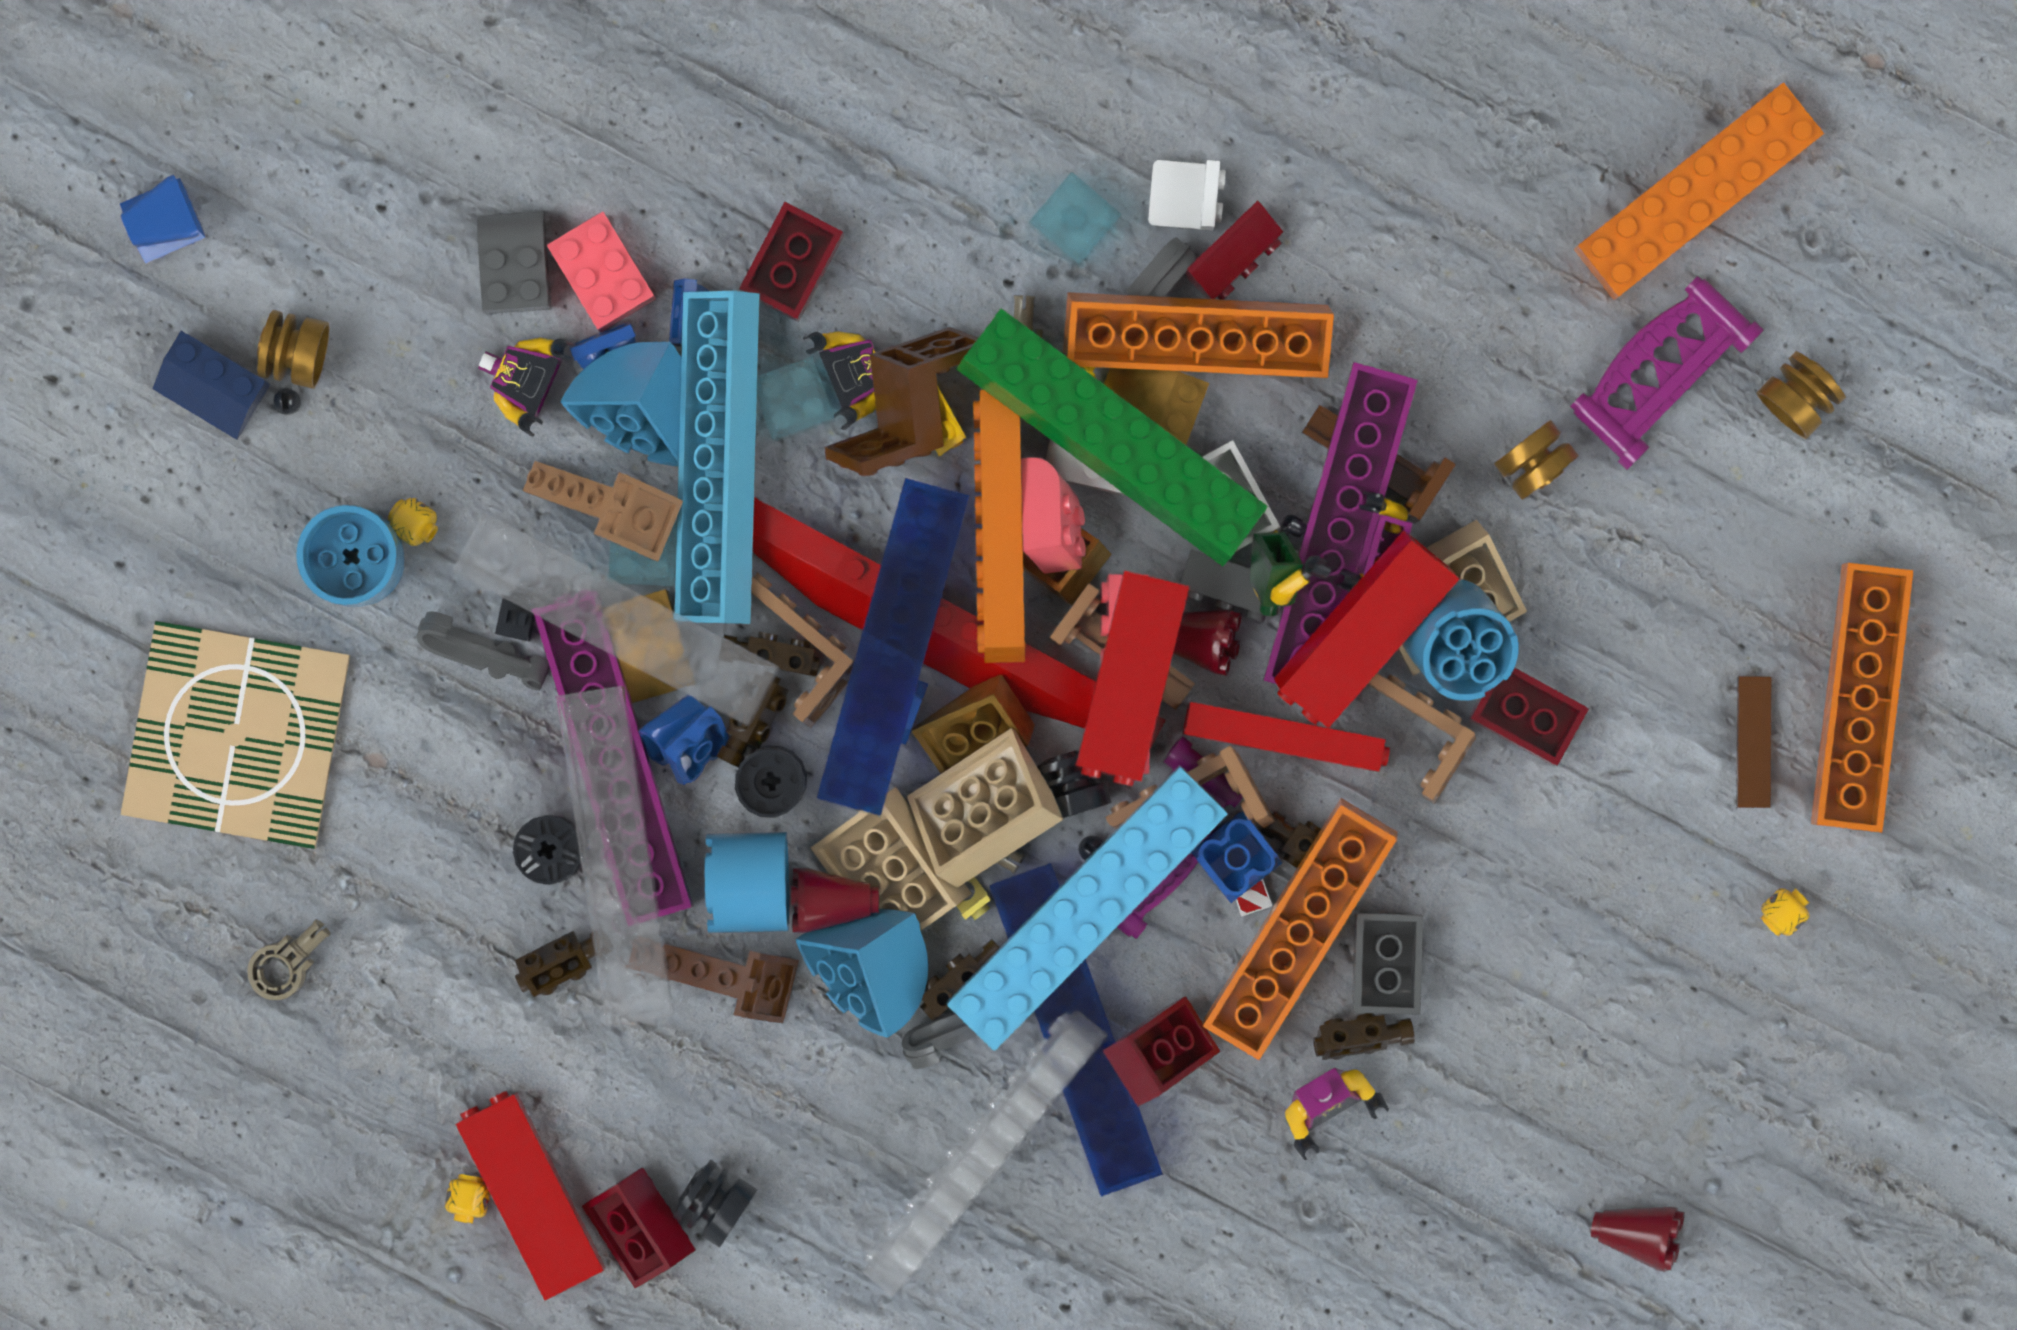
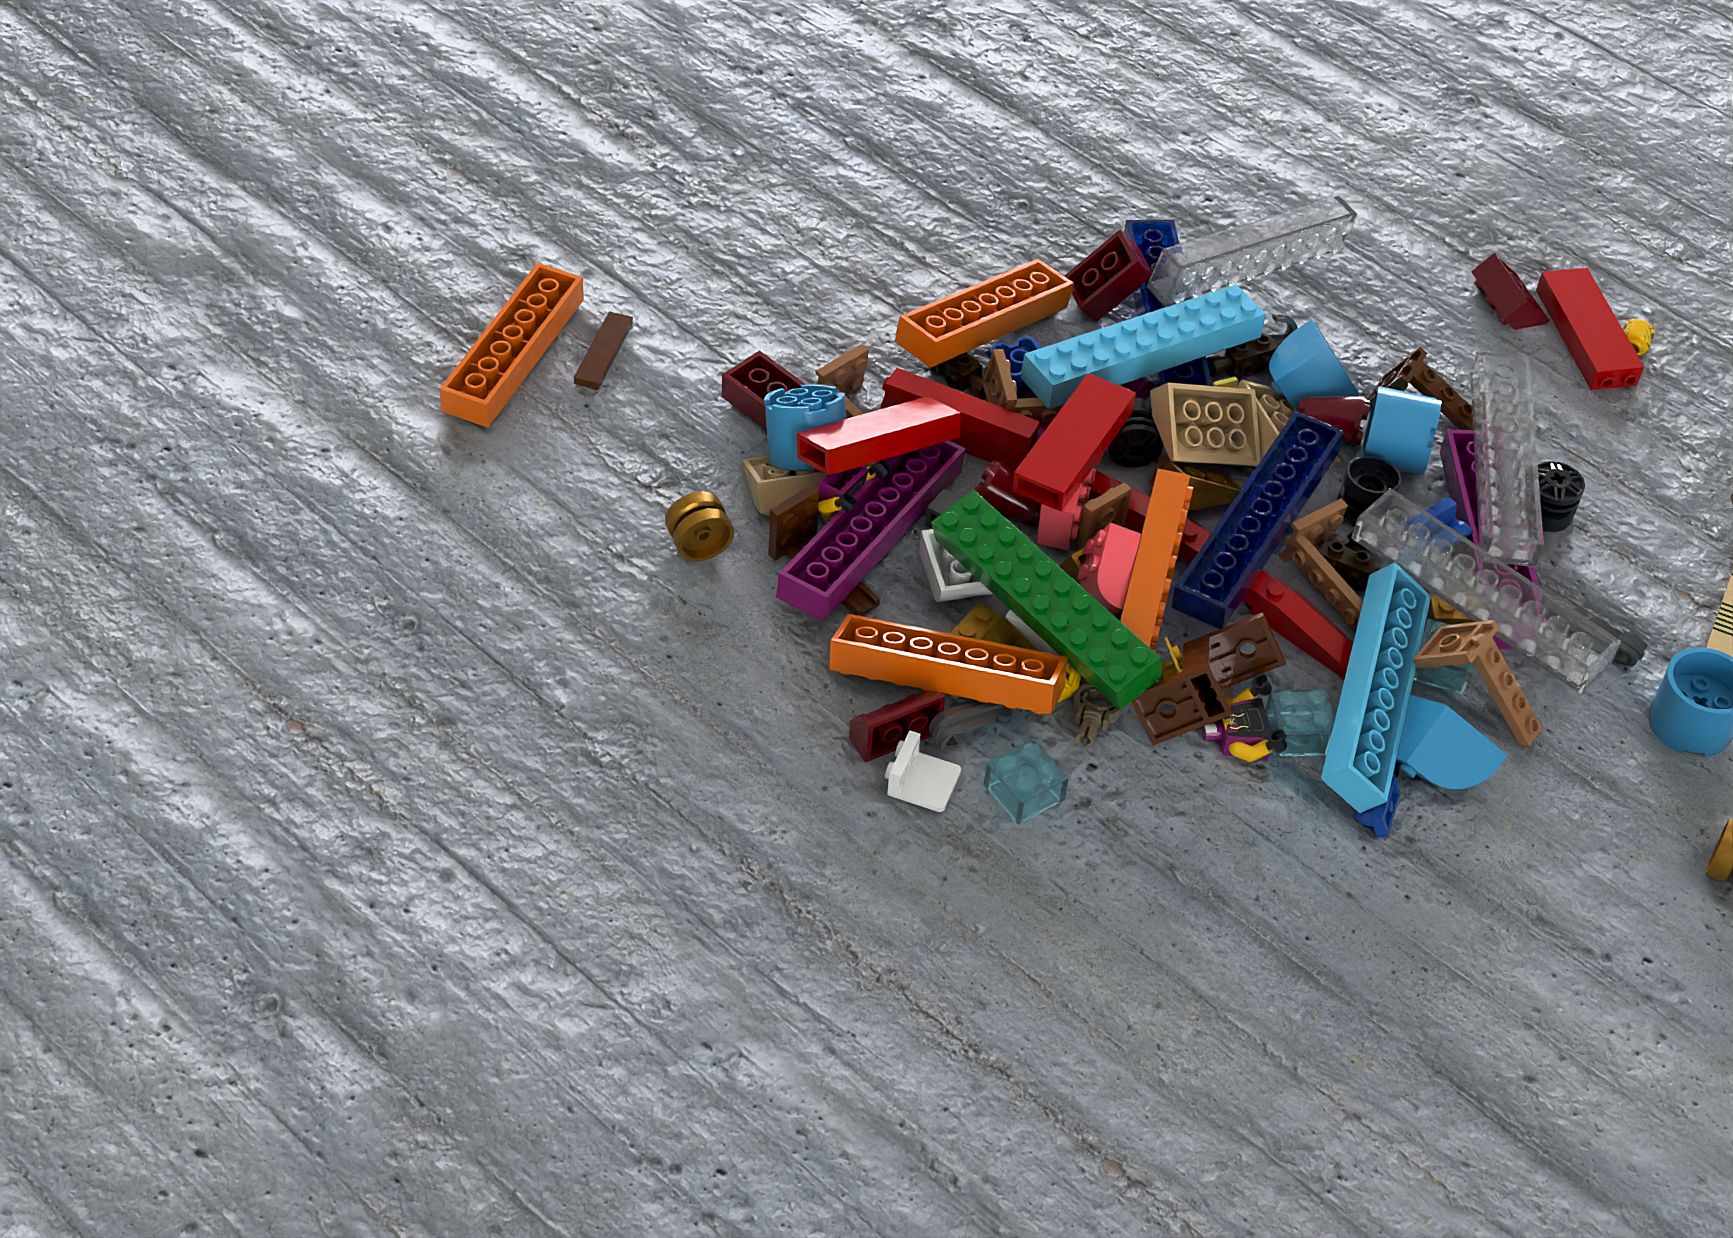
camera: 165 degrees left, 40 degrees down
(413, 521) = (1641, 724): yellow head -> none
(513, 262) = (1532, 878): dark grey brick -> none
(524, 378) = (1534, 791): torso -> none
(554, 964) = (1562, 438): dark brown brick -> none
(593, 347) = (1459, 803): blue tile -> none
(601, 272) = (1454, 850): coral brick -> none
(714, 1202) = (1454, 284): black wheel -> none
(792, 261) = (1283, 811): dark red brick -> none
(1277, 568) = (935, 490): torso -> none
(1325, 1099) = (992, 238): torso -> none
(1355, 1034) = (960, 267): dark brown brick -> none
(1387, 963) = (922, 283): dark grey brick -> none
(1624, 428) = (619, 537): magenta piece -> none
(1641, 1234) = (798, 130): dark red cone -> none
(1698, 191) = (487, 666): orange brick -> none
(1785, 911) = (625, 256): yellow head -> none
(1805, 389) = (471, 513): pearl gold wheel -> none

